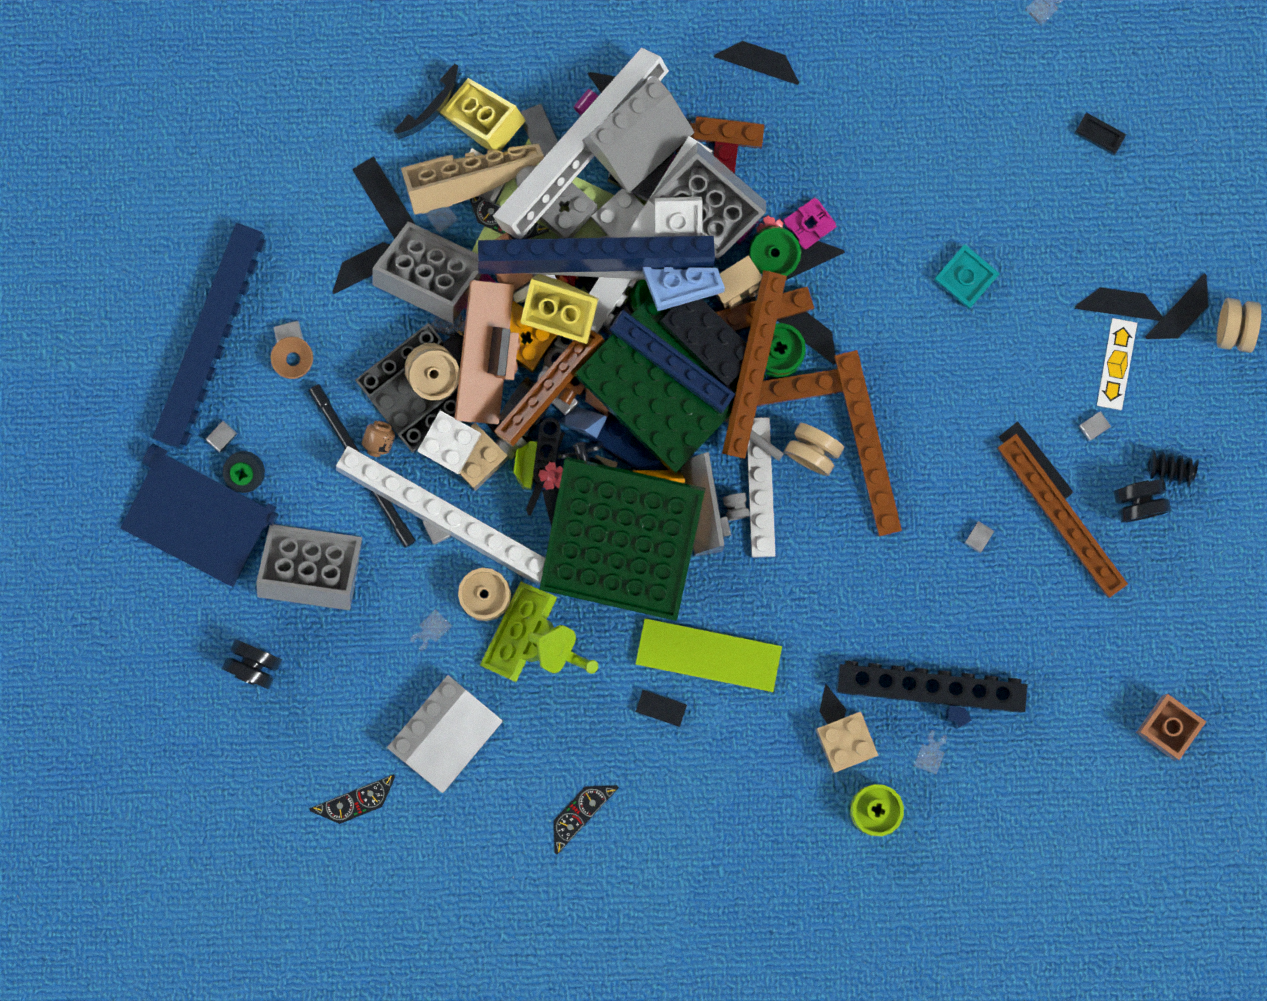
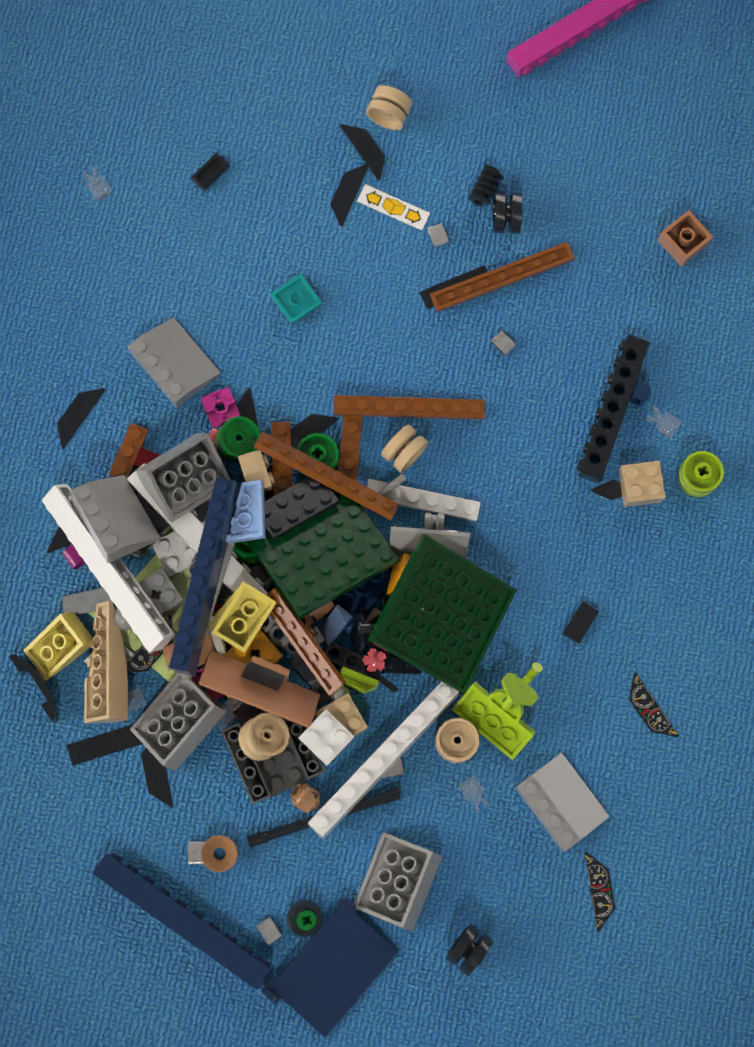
camera: 80 degrees left, 5 degrees down
(671, 361) = (308, 538): dark blue tile -> none
(678, 216) = (192, 502): white plate -> none
(708, 655) = (546, 574): lime tile -> none
(851, 154) = (173, 361): none -> light grey slope

